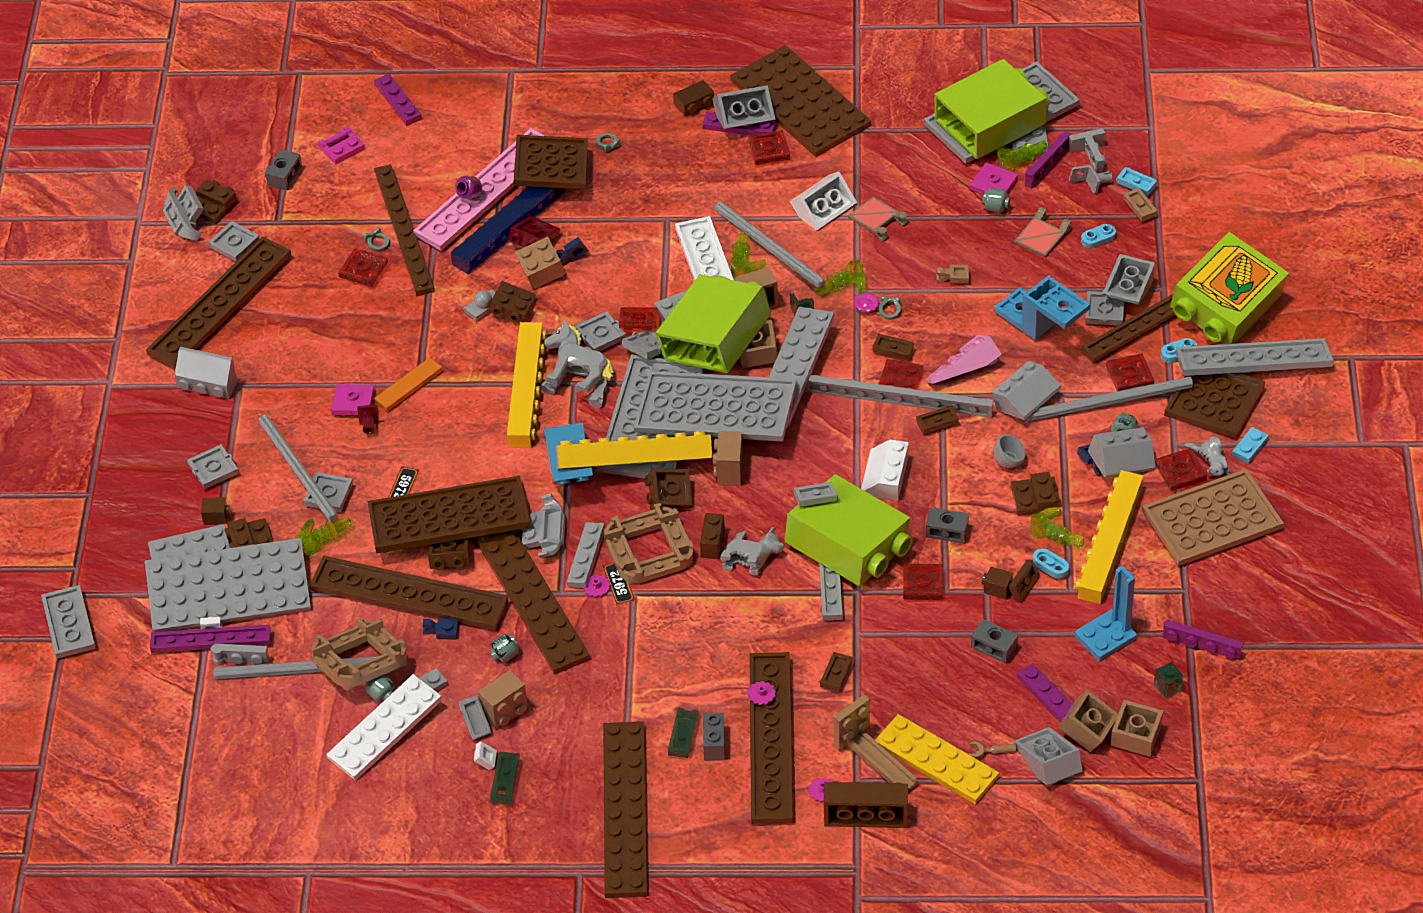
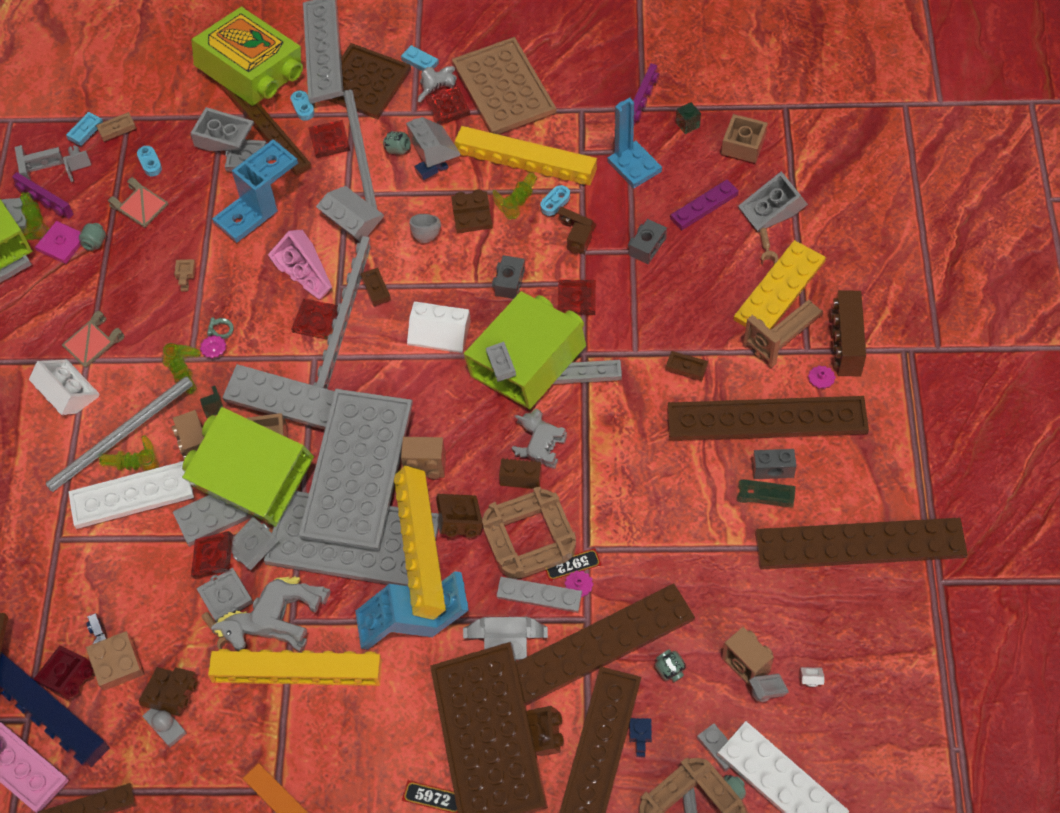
camera: 90 degrees left, 10 degrees up
(505, 777) = (837, 655): clear green plate -> none
(761, 693) = (721, 423): dark pink piece -> none
(893, 346) = (276, 323): reddish brown plate -> none
(1088, 720) = (741, 169): medium nougat brick -> none

